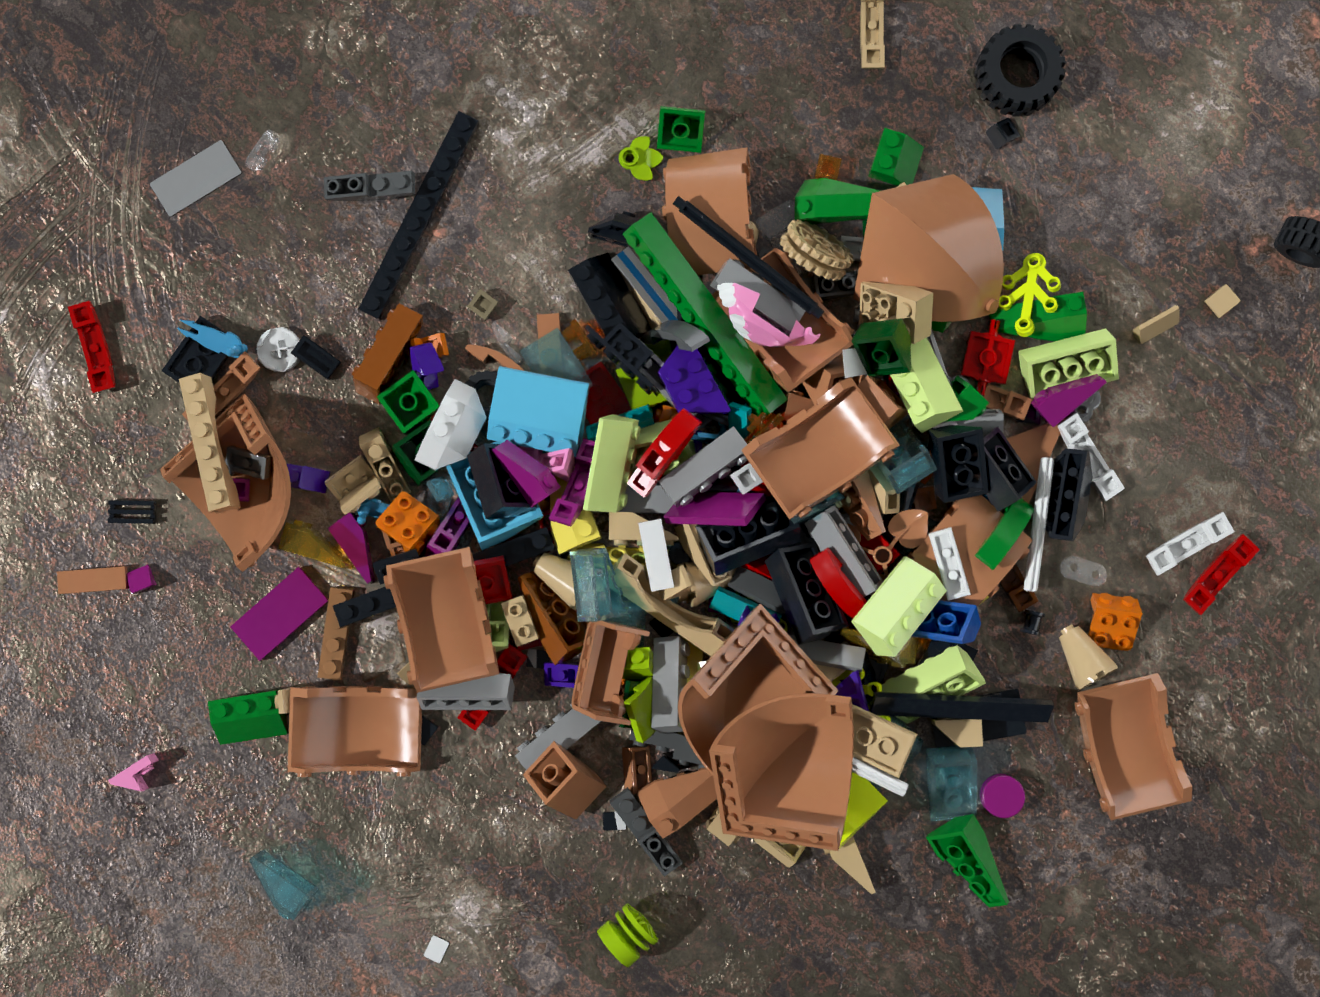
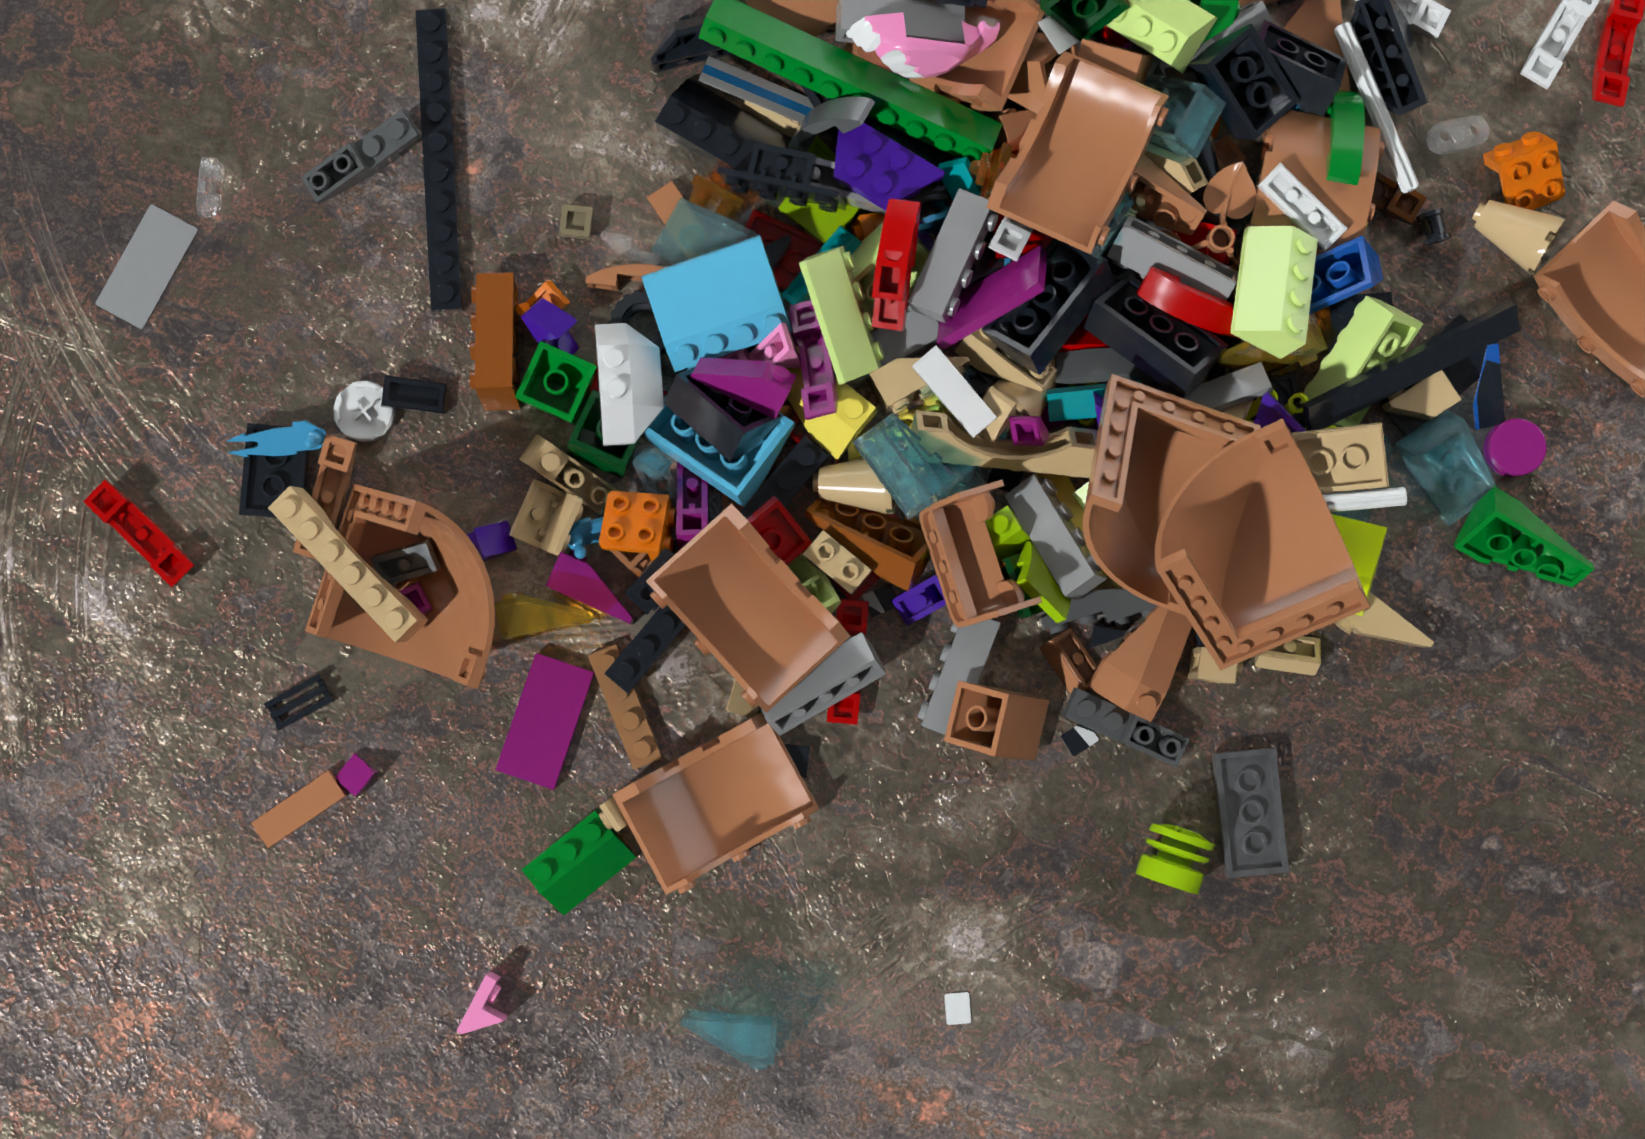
camera: 30 degrees left, 0 degrees up
(597, 397) = (777, 251): none -> black slope
(690, 607) = (1028, 431): none -> magenta slope
(695, 933) = (1250, 812): none -> flat silver plate
(1004, 753) = (1488, 400): none -> black sticker

